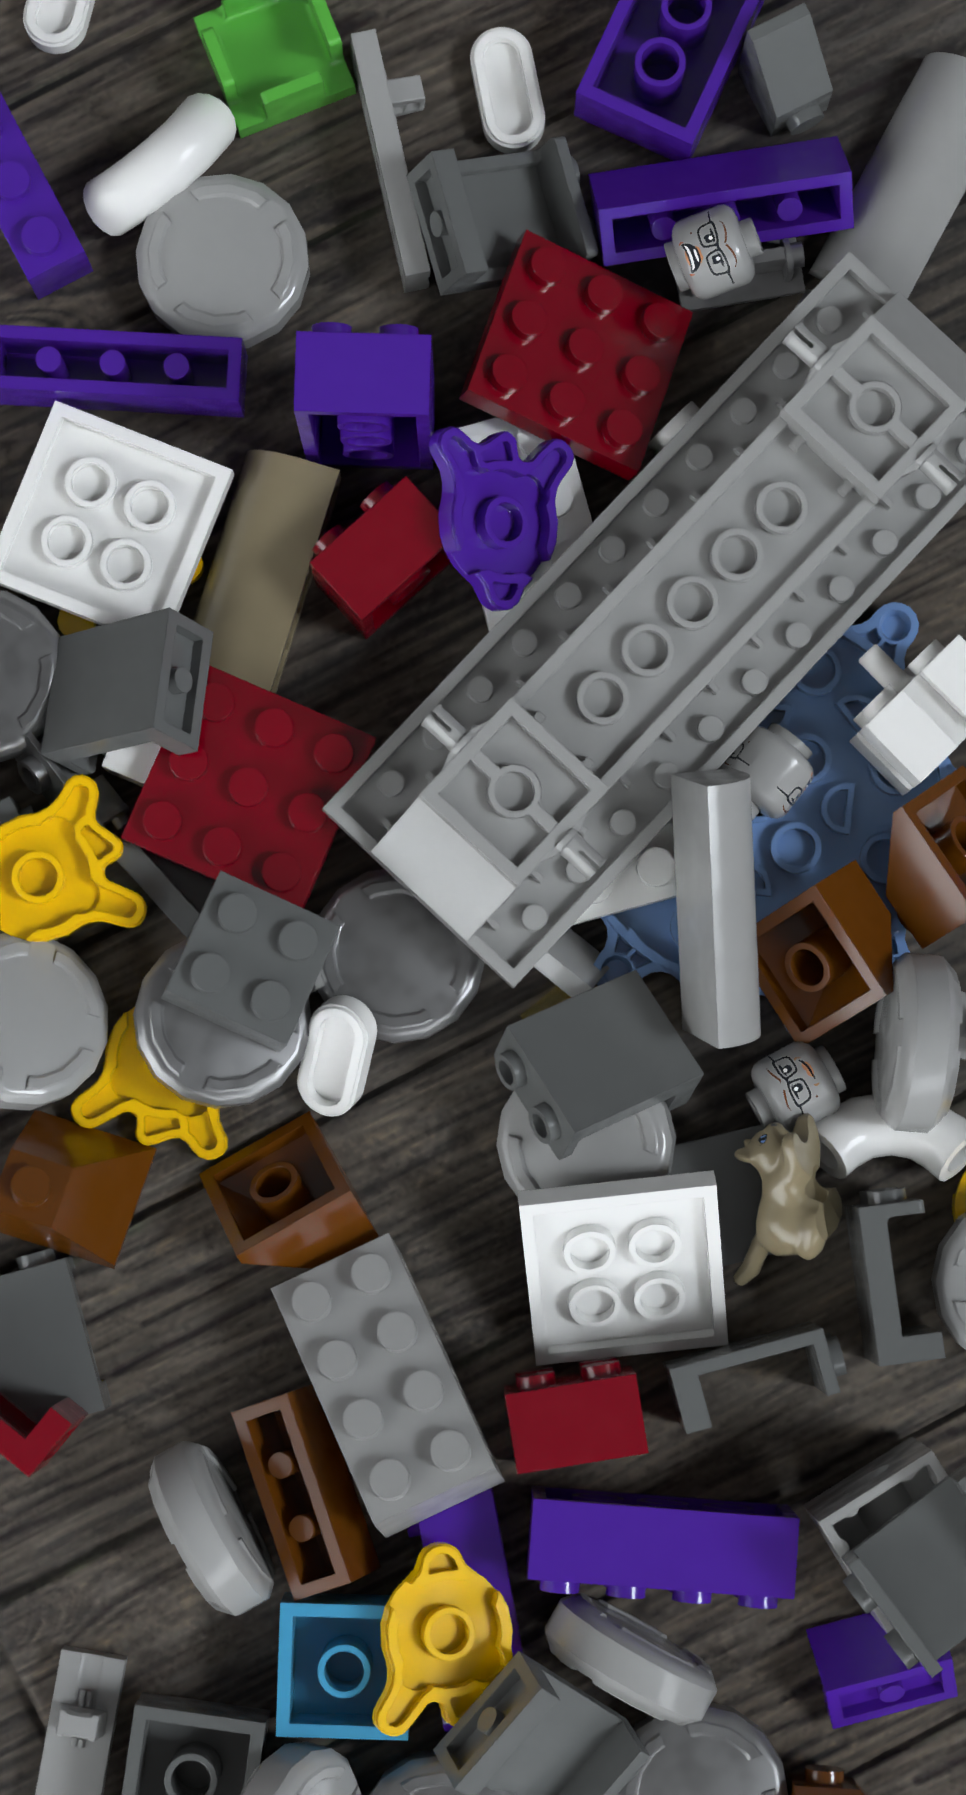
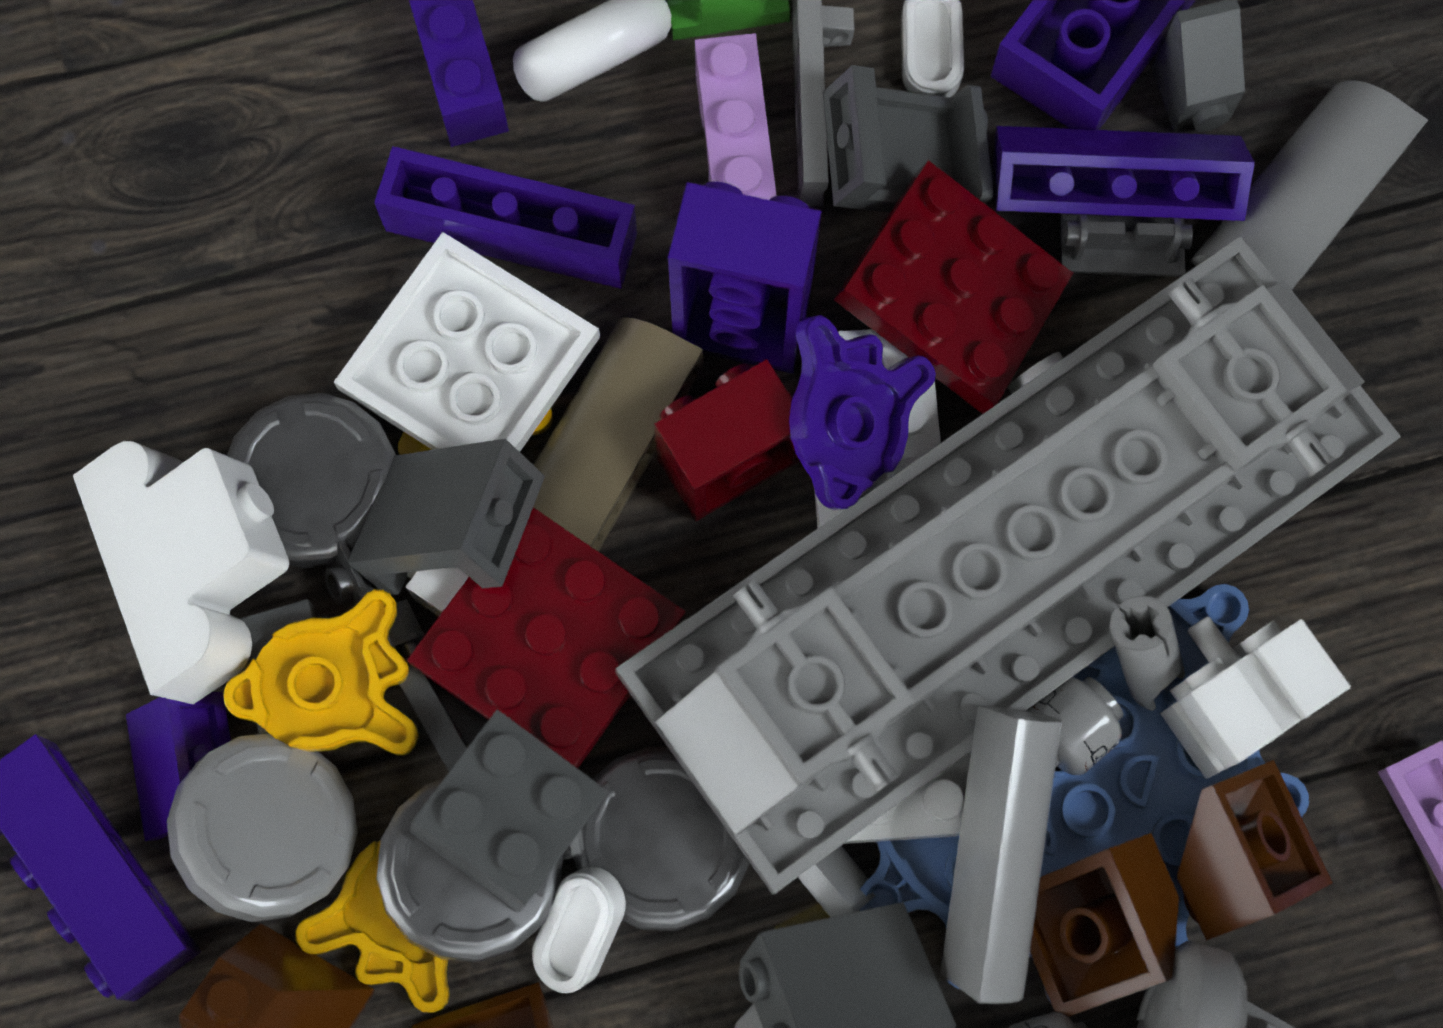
camera: 10 degrees right, 10 degrees down
(224, 260) = (631, 137): light grey piece -> none
(326, 231) = (734, 113): none -> lavender arch
(713, 252) = (1107, 210): light grey head -> none
(820, 687) = (1146, 647): none -> light grey piece

